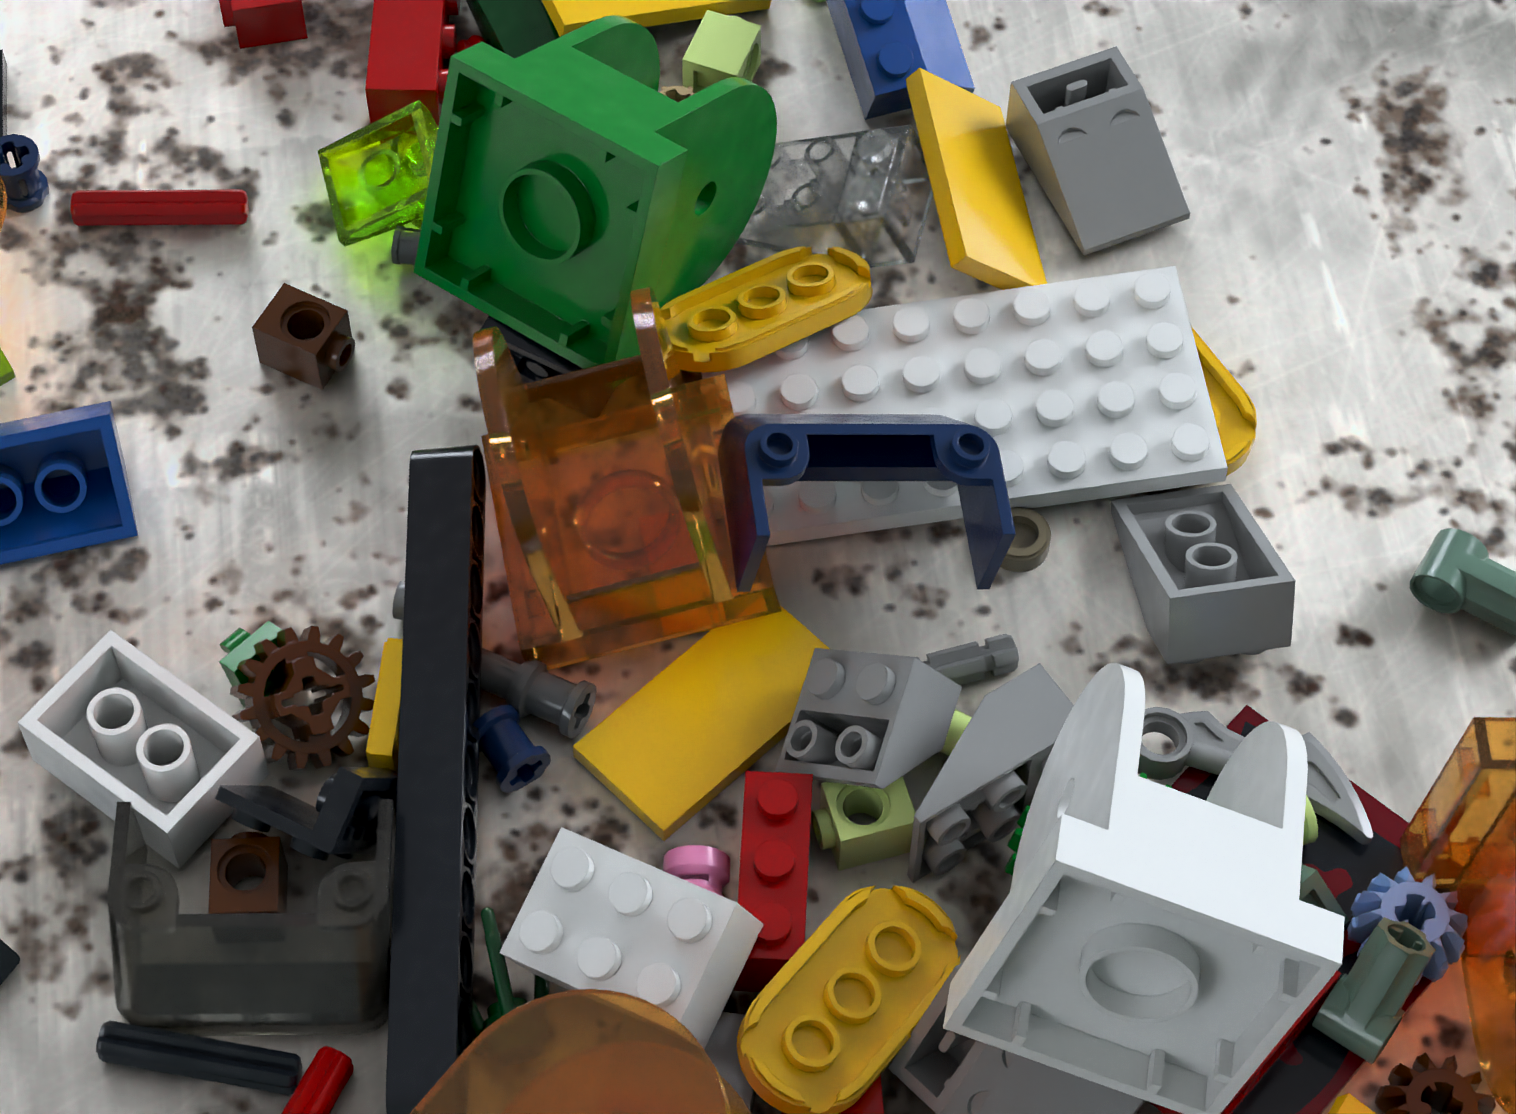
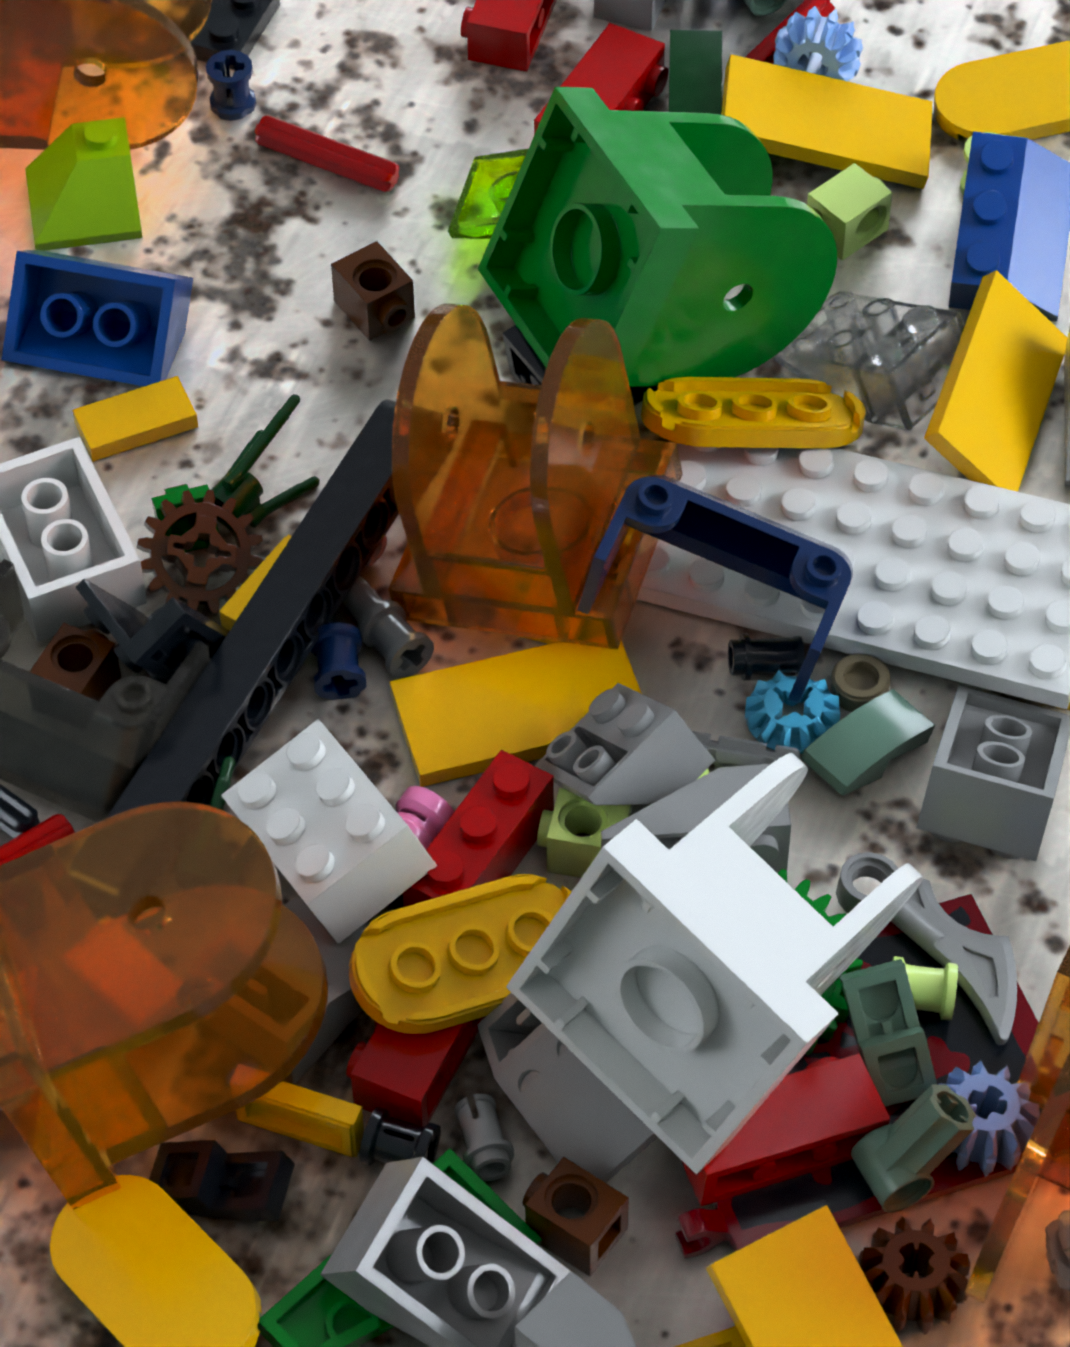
camera: 30 degrees right, 5 degrees down
(133, 577) = (135, 418): none -> yellow tile
(299, 606) = (245, 487): none -> dark green plant
(907, 558) = (764, 656): none -> black pin
(995, 615) = (765, 710): none -> medium azure gear
(1065, 597) = (865, 740): none -> sand green slope

